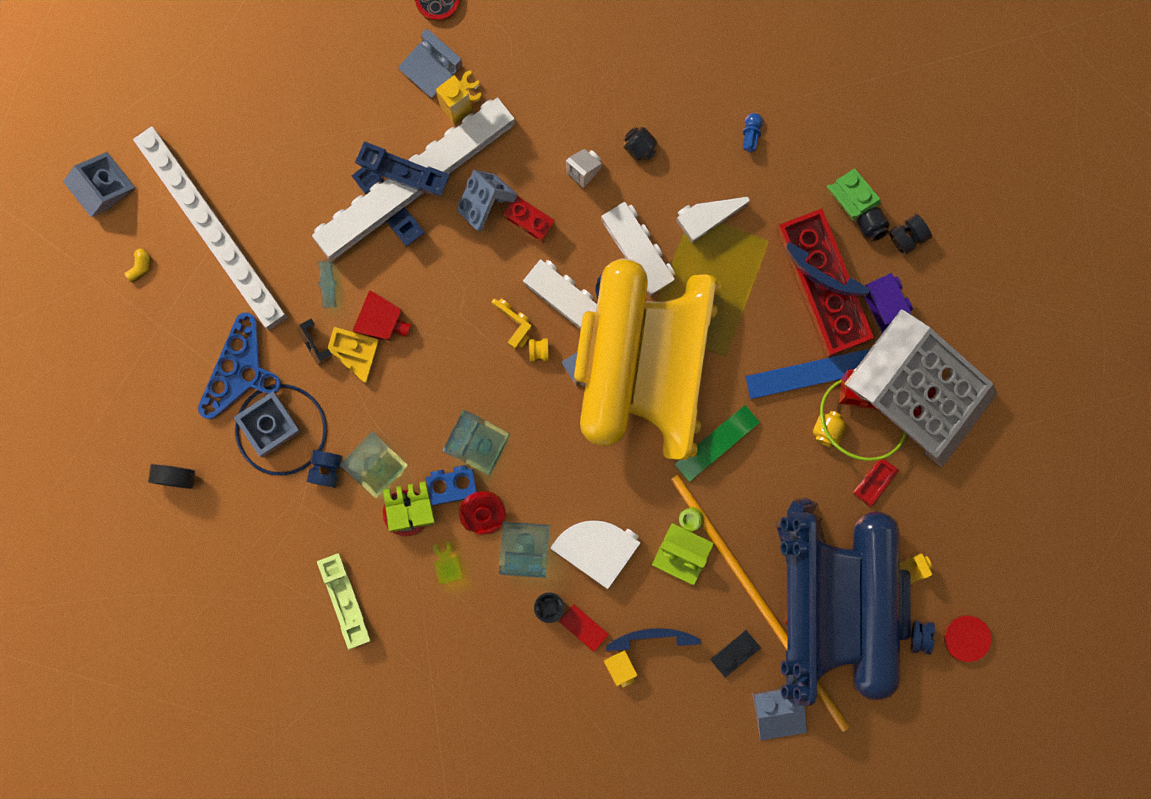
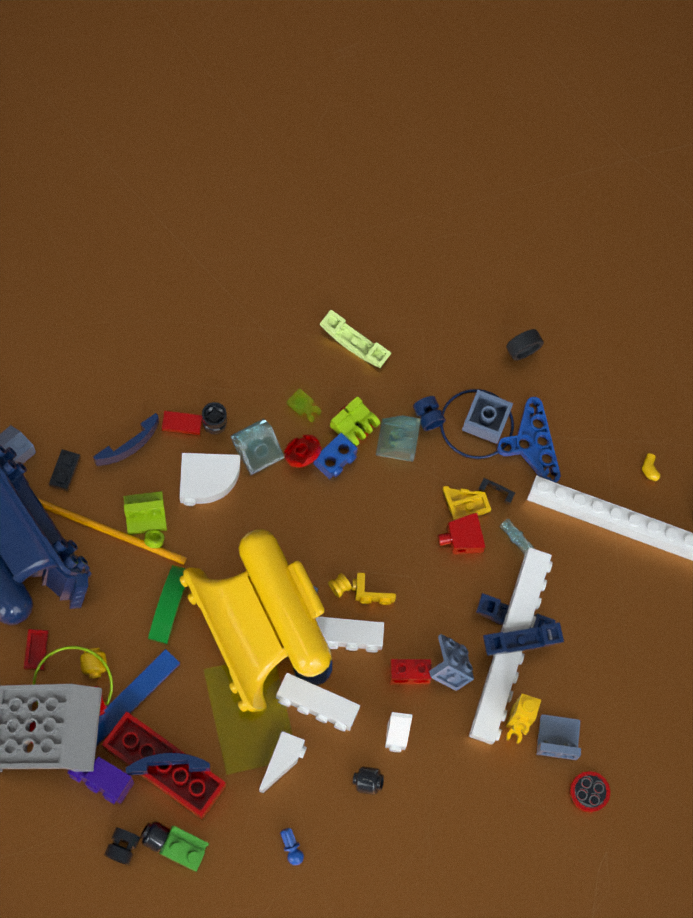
camera: 140 degrees right, 15 degrees down
(476, 442) = (339, 495): clear light blue slope -> none
(621, 669) = (138, 409): yellow brick -> none

